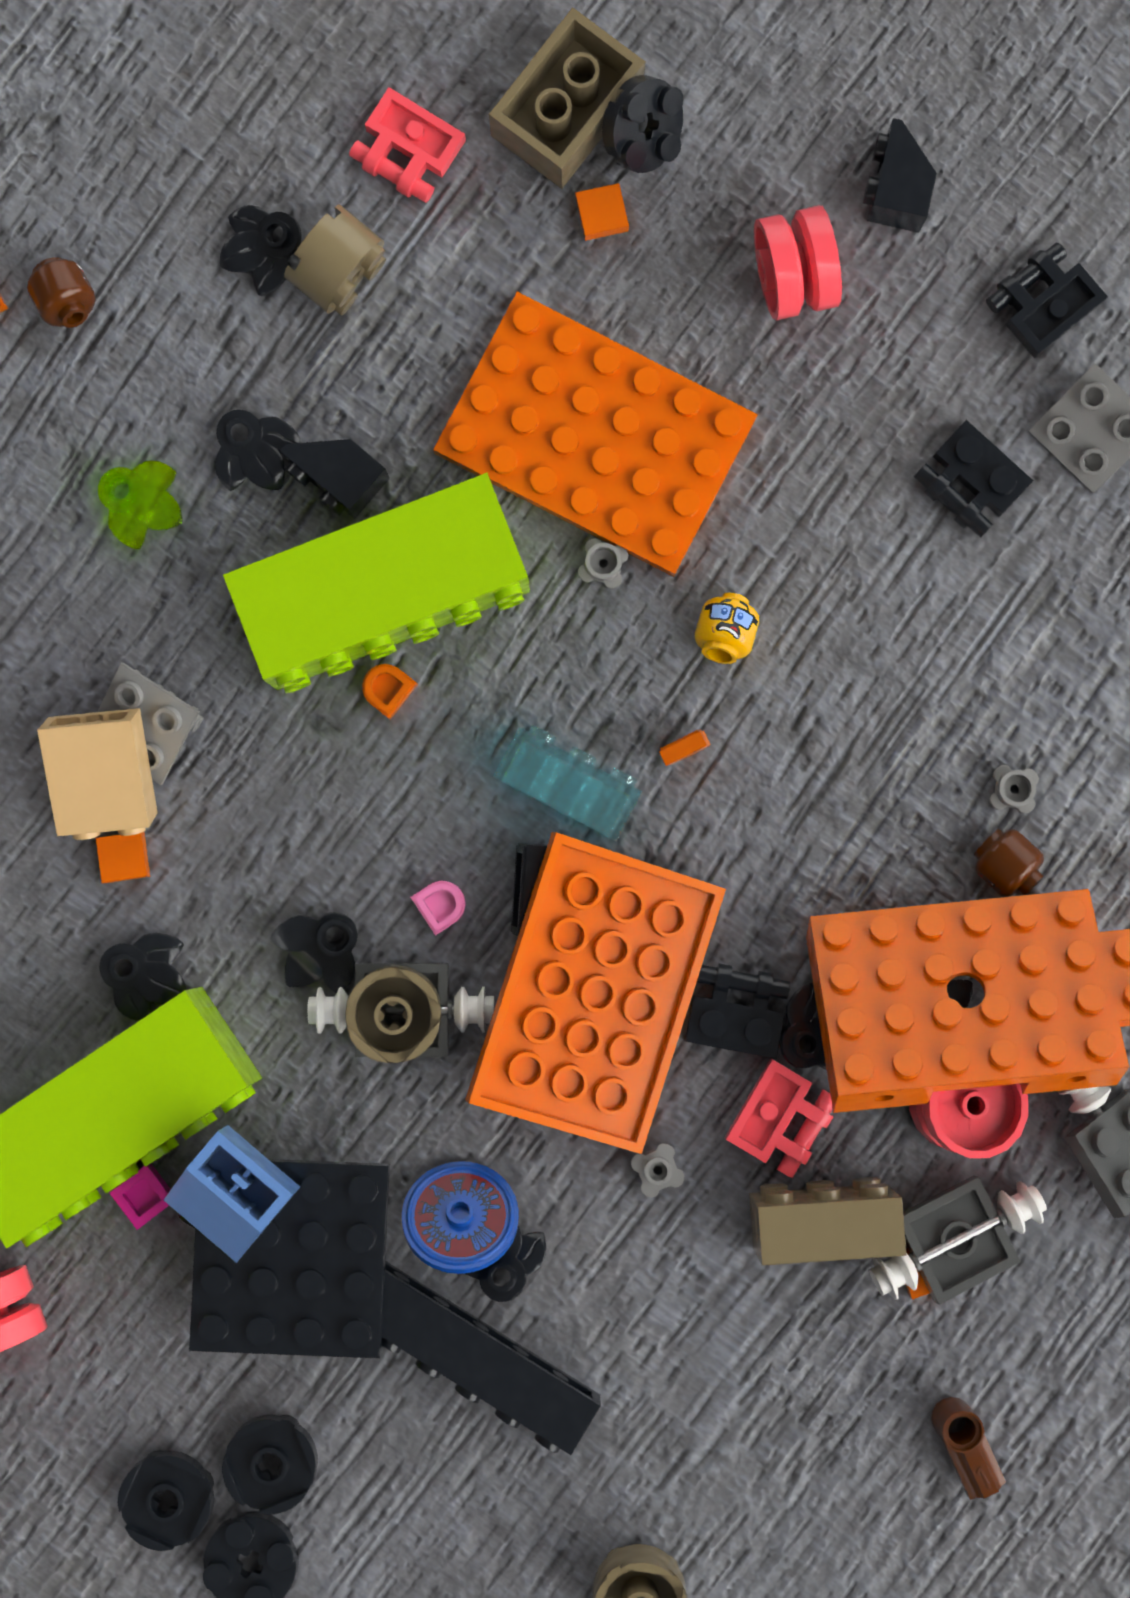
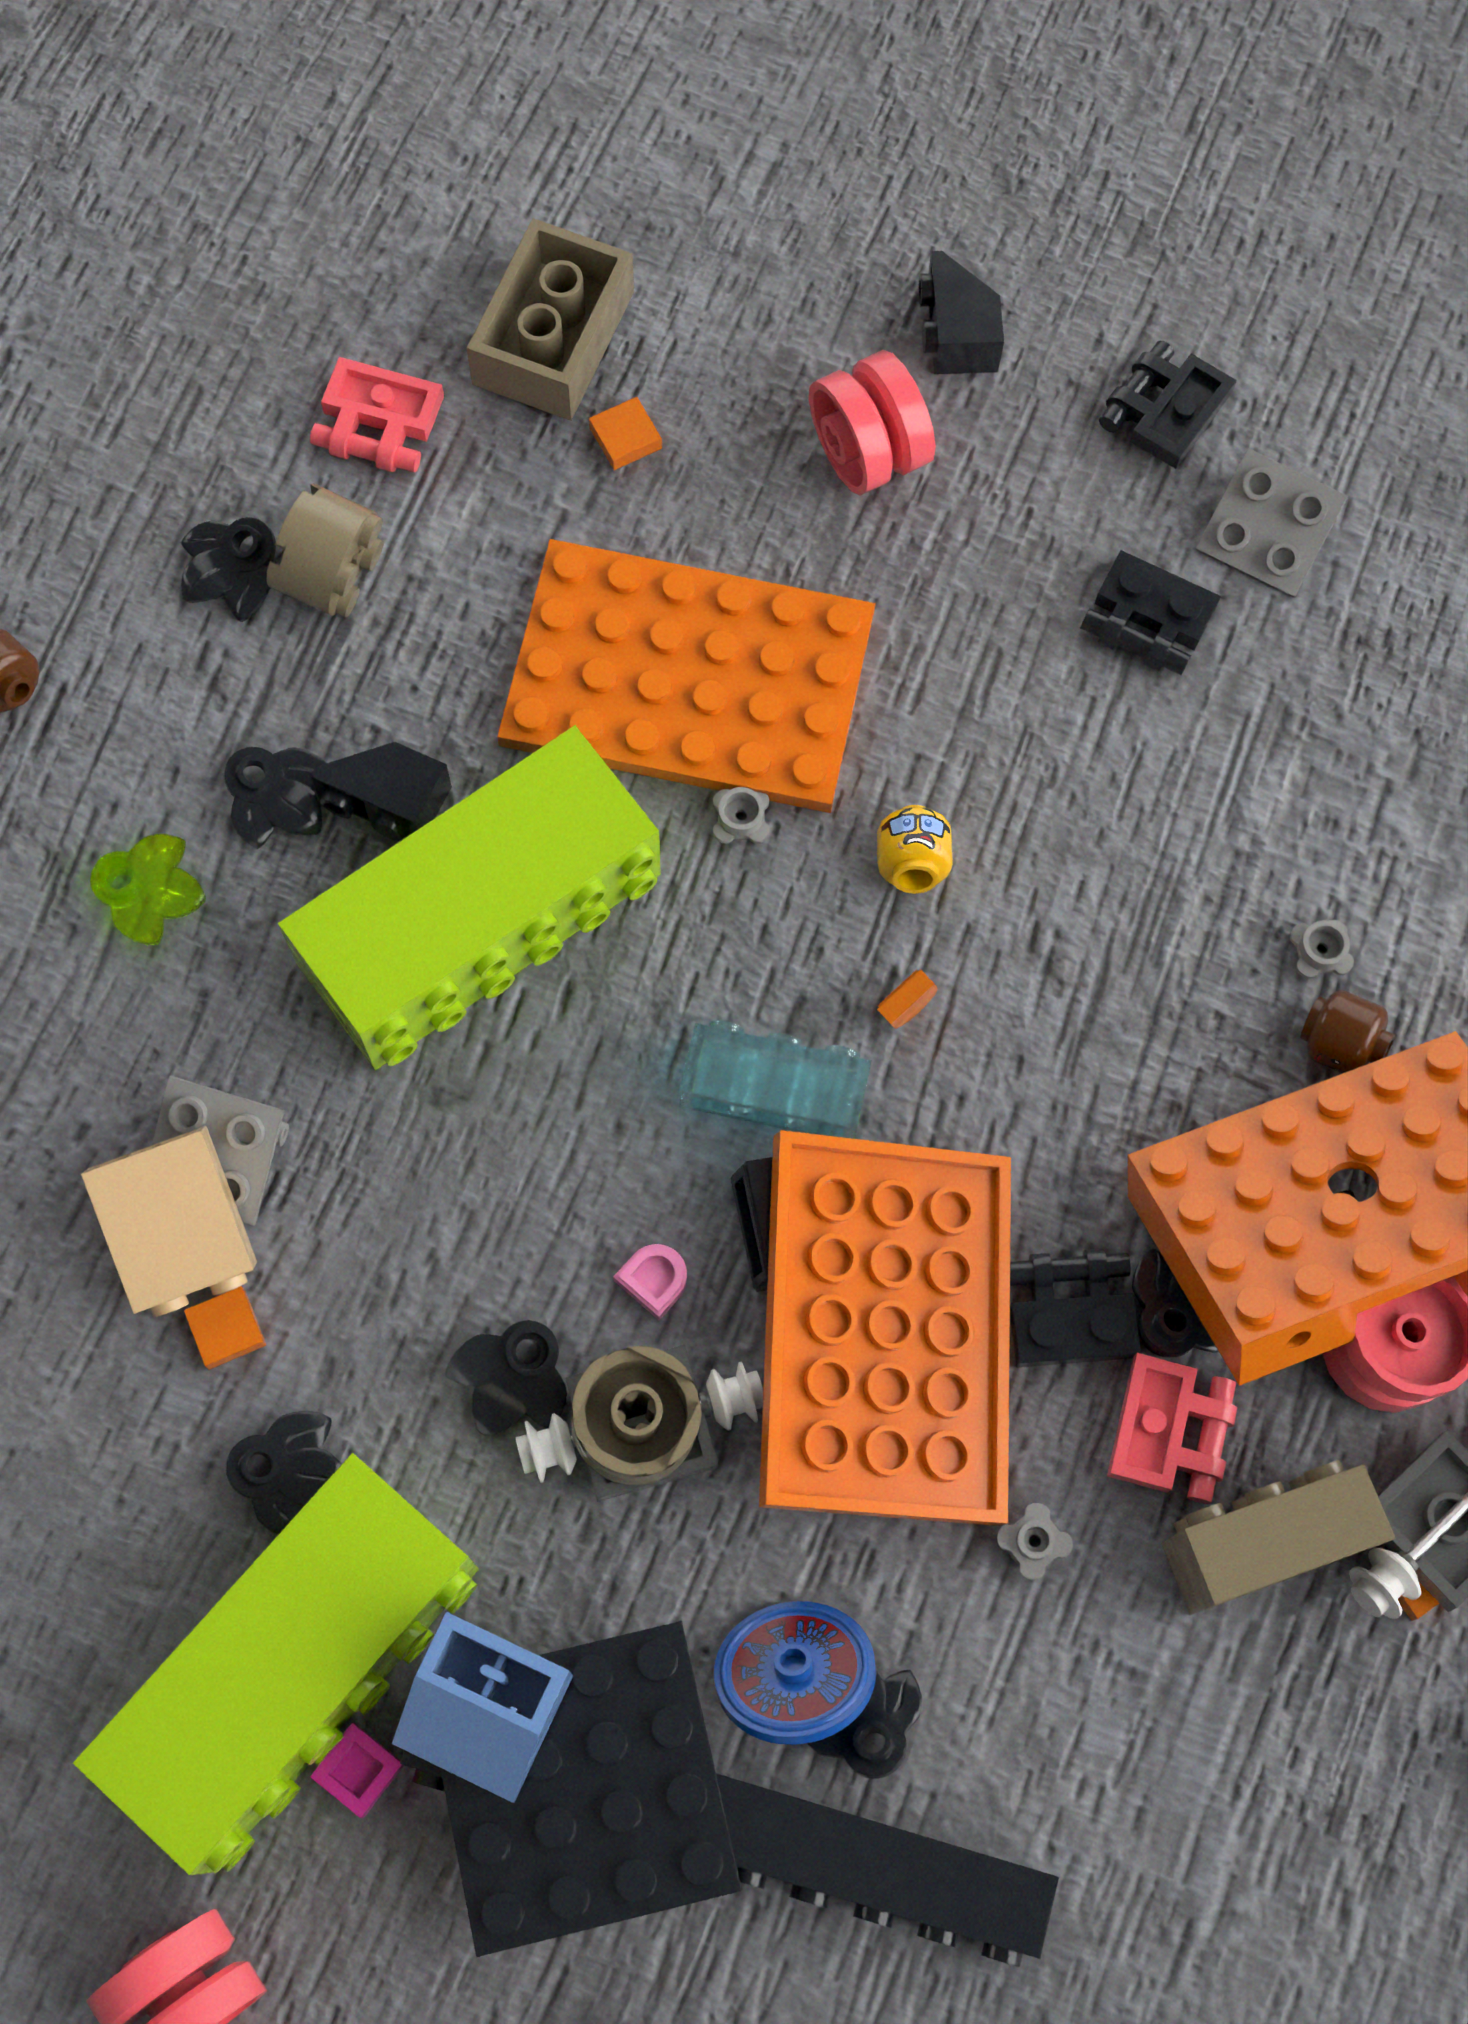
camera: 20 degrees left, 15 degrees down
(387, 688) = (515, 1030): orange tile -> none
(661, 138) = (664, 300): black plate -> none

